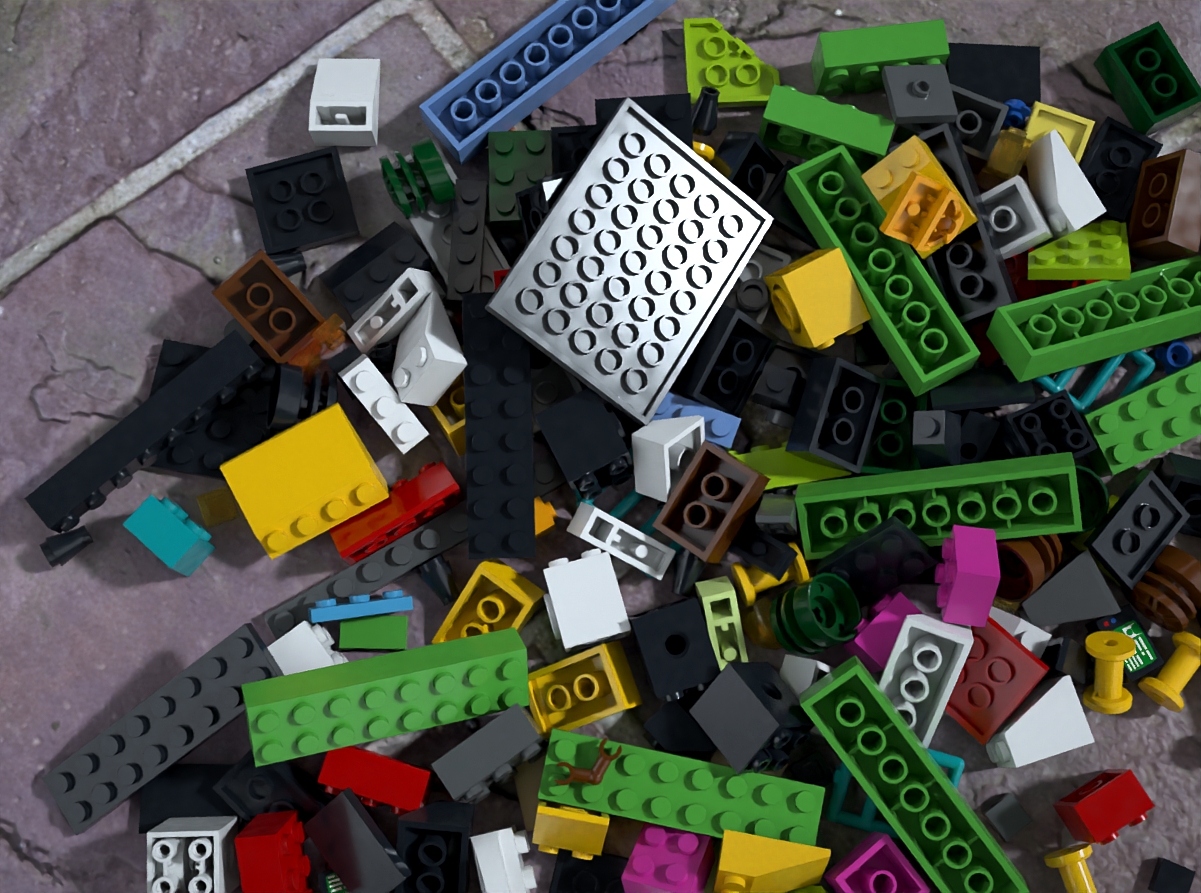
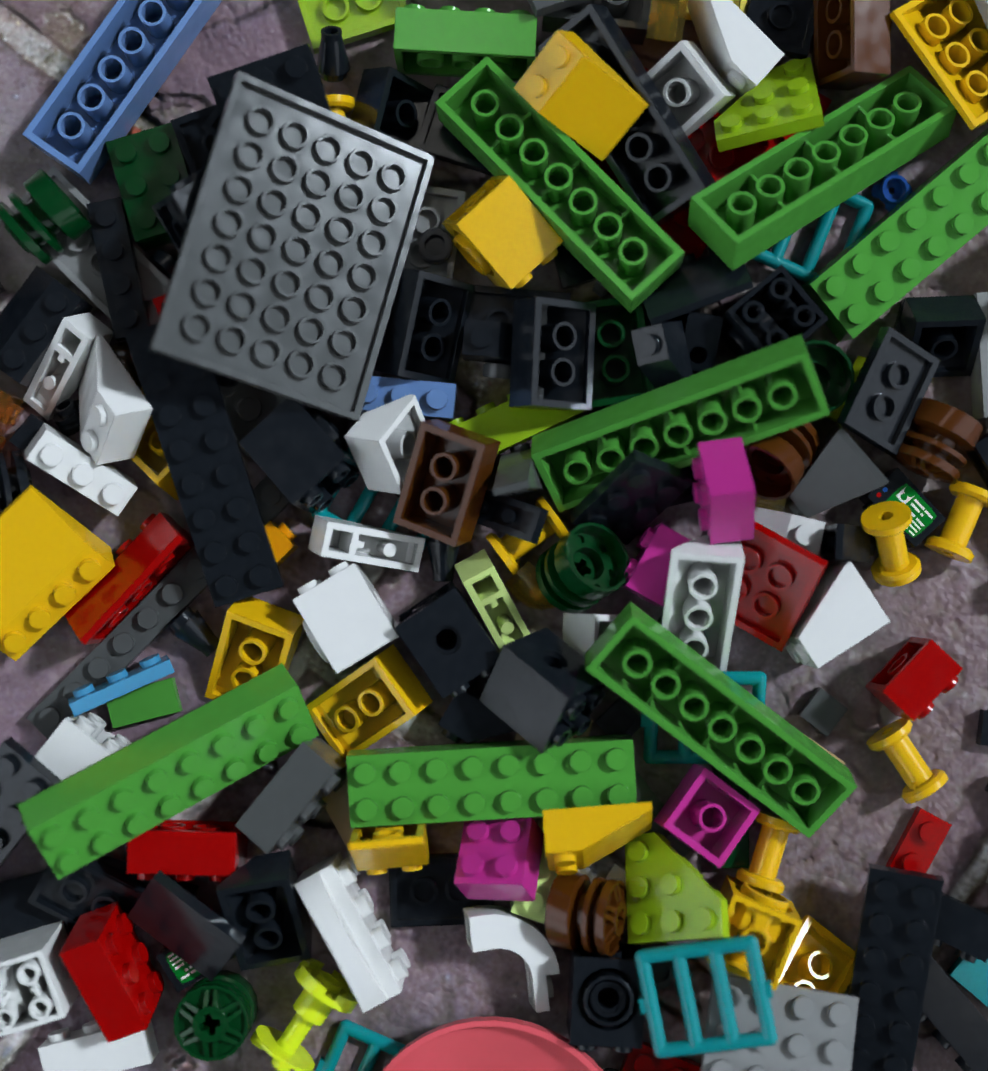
camera: 10 degrees left, 10 degrees up
(590, 776) = (397, 794): reddish brown arm -> none
(924, 213) = (589, 114): light orange slope -> none

